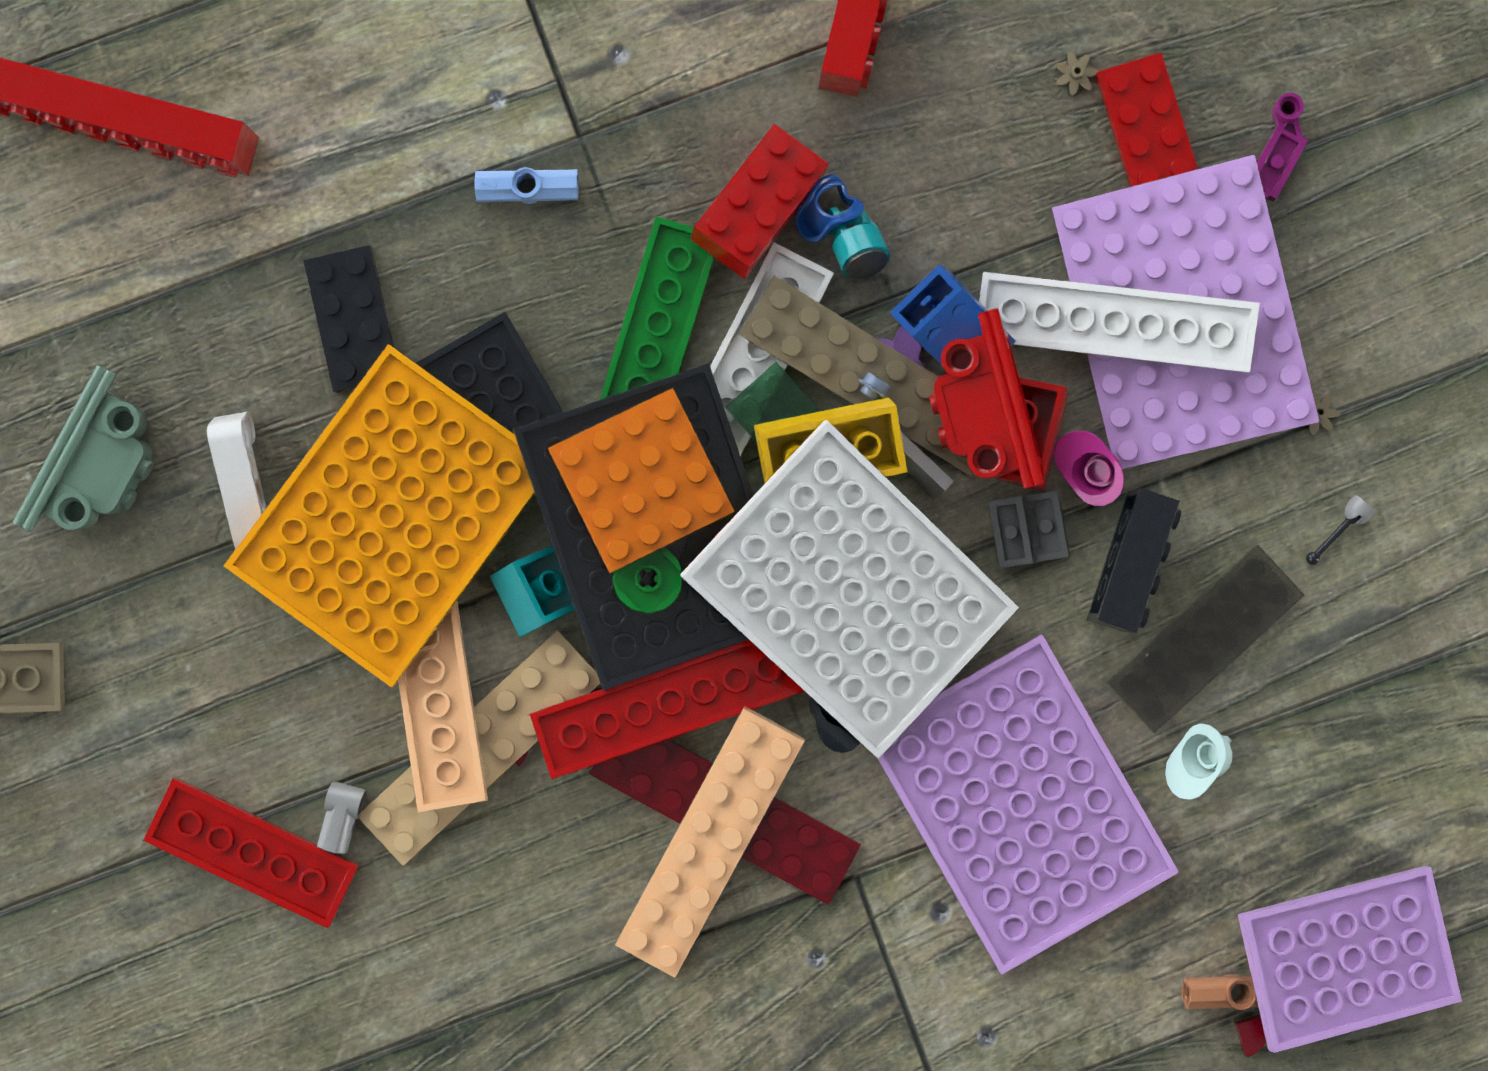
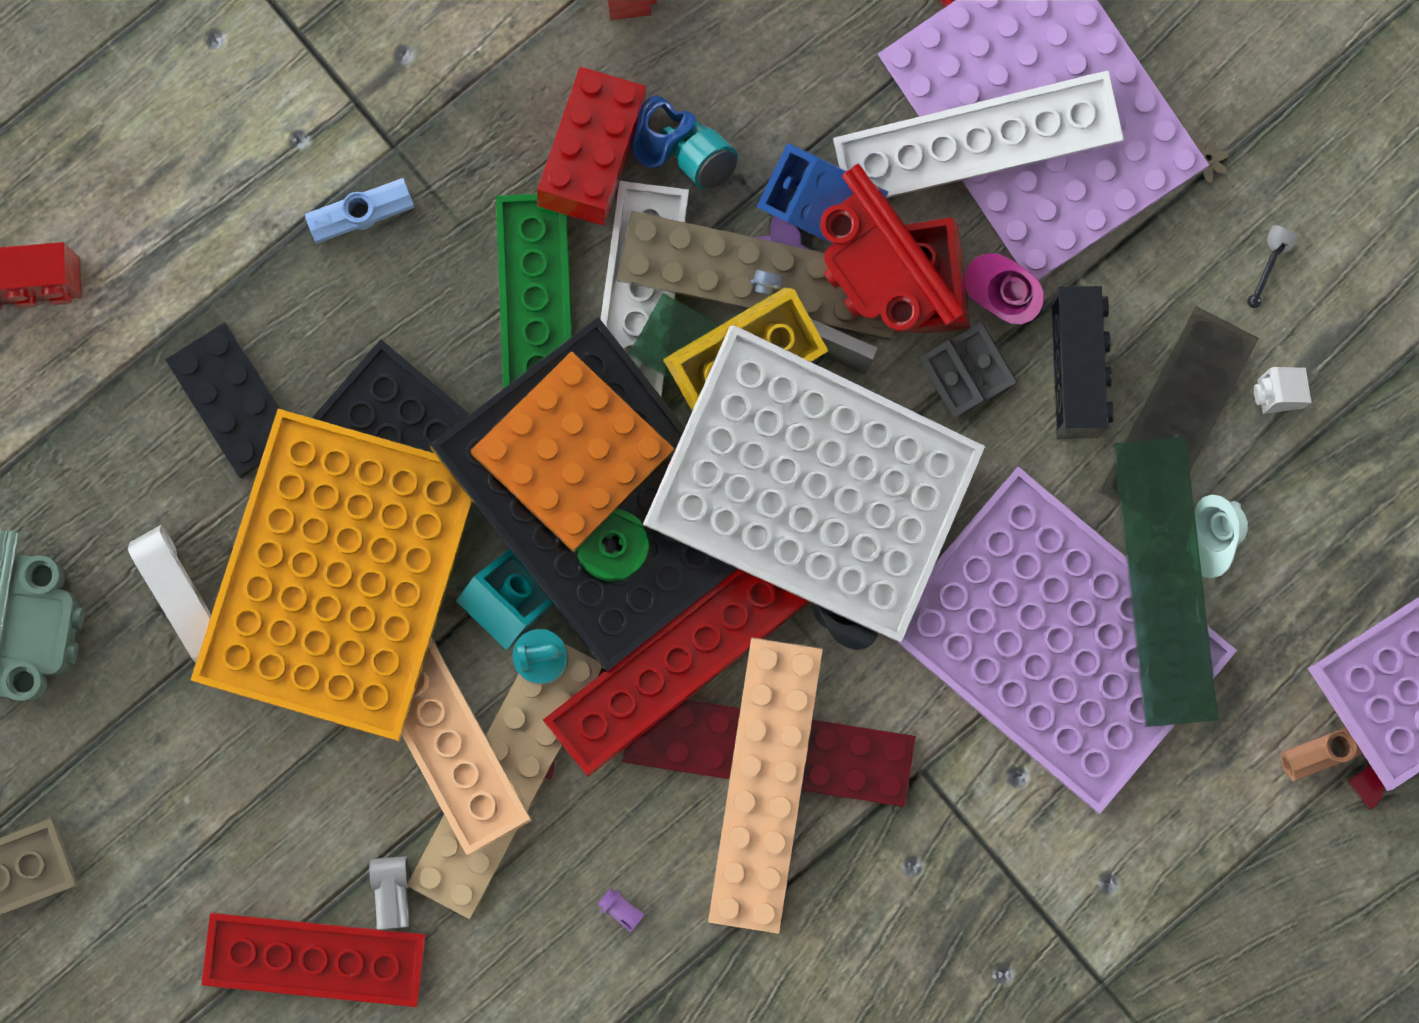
camera: 15 degrees left, 5 degrees down
(541, 905) = (620, 909): none -> medium lavender pin
(547, 656) = (540, 657): none -> teal piece
(1137, 788) = (1165, 582): none -> clear green plate
(1308, 650) = (1282, 390): none -> white slope

